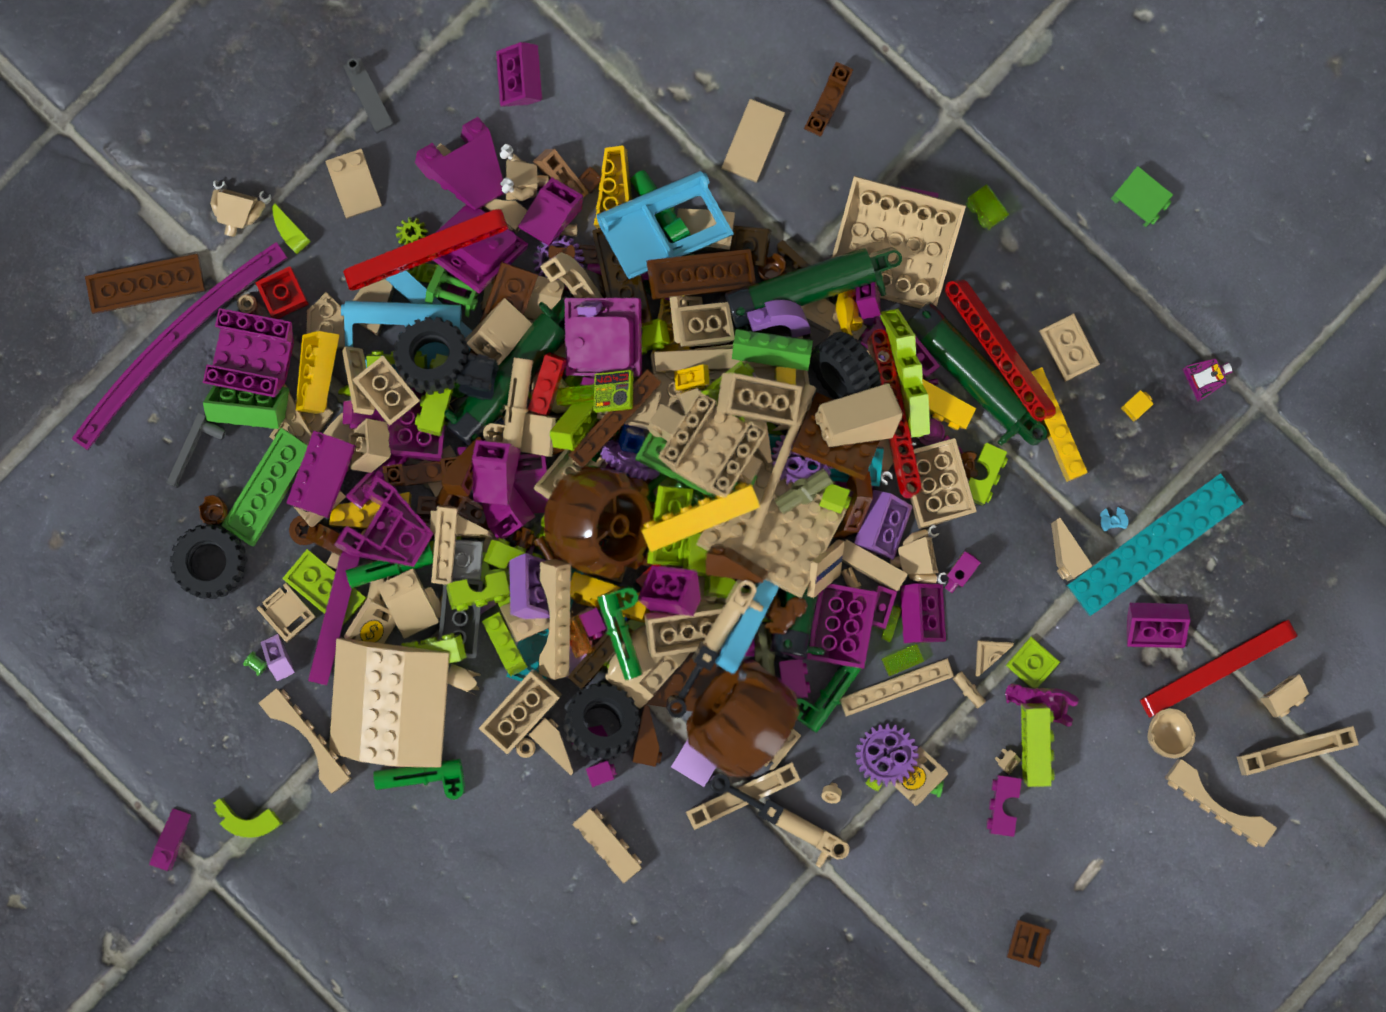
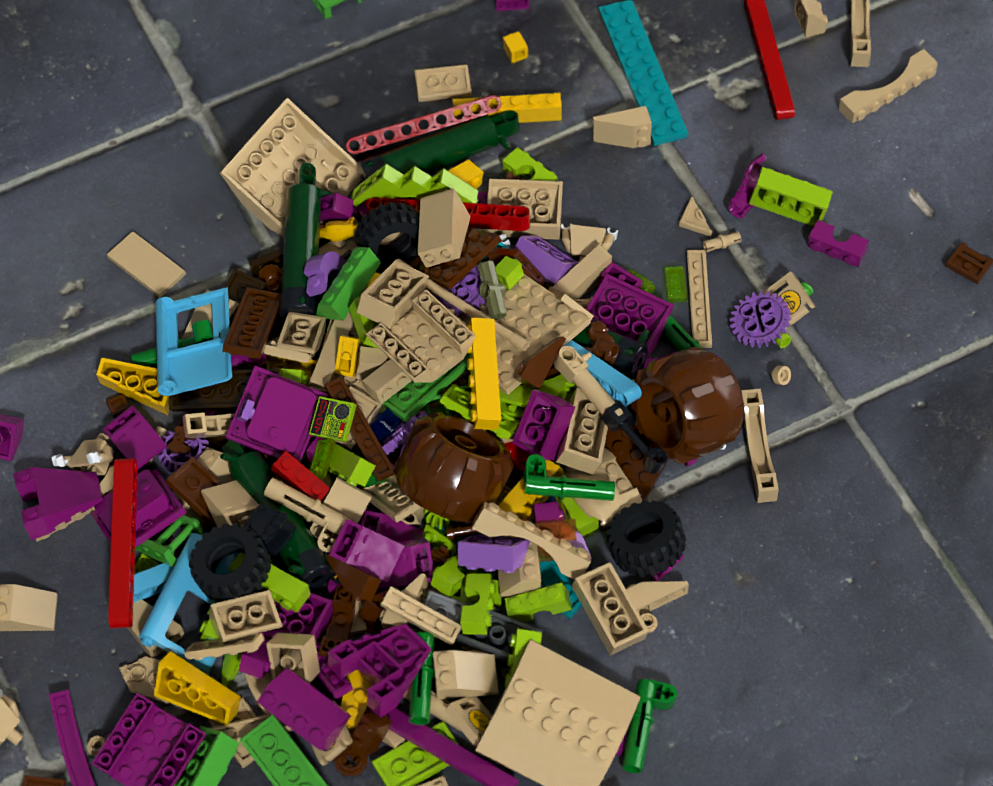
camera: 65 degrees left, 25 degrees down
(282, 293) = (102, 703): red brick -> none
(289, 231) = (46, 680): lime piece -> none
(409, 227) = (90, 568): lime gear -> none
(462, 678) = (561, 644): tan piece -> none
(553, 165) = (90, 425): medium nougat slope -> none
(595, 660) = (585, 525): dark brown plate -> none
(601, 773) = (696, 557): magenta brick -> none
(607, 844) = (766, 575): tan wedge -> none
(647, 744) = (690, 512): reddish brown slope -> none
(693, 765) = (710, 476): lavender slope -> none
(788, 821) = (785, 422): tan piece -> none
(829, 99) = (125, 182): reddish brown slope -> none
(923, 613) = (639, 256): magenta slope -> none
(966, 563) = (610, 211): magenta torso -> none
(987, 207) = (299, 97): clear neon green brick -> none
(1009, 761) = (798, 229): tan tile -> none
(1032, 663) = (714, 189): lime tile -> none
(1119, 520) = (610, 90): medium azure piece -> none
(1157, 625) = (714, 86): magenta slope -> none
(1171, 733) = (815, 101): tan cylinder -> none

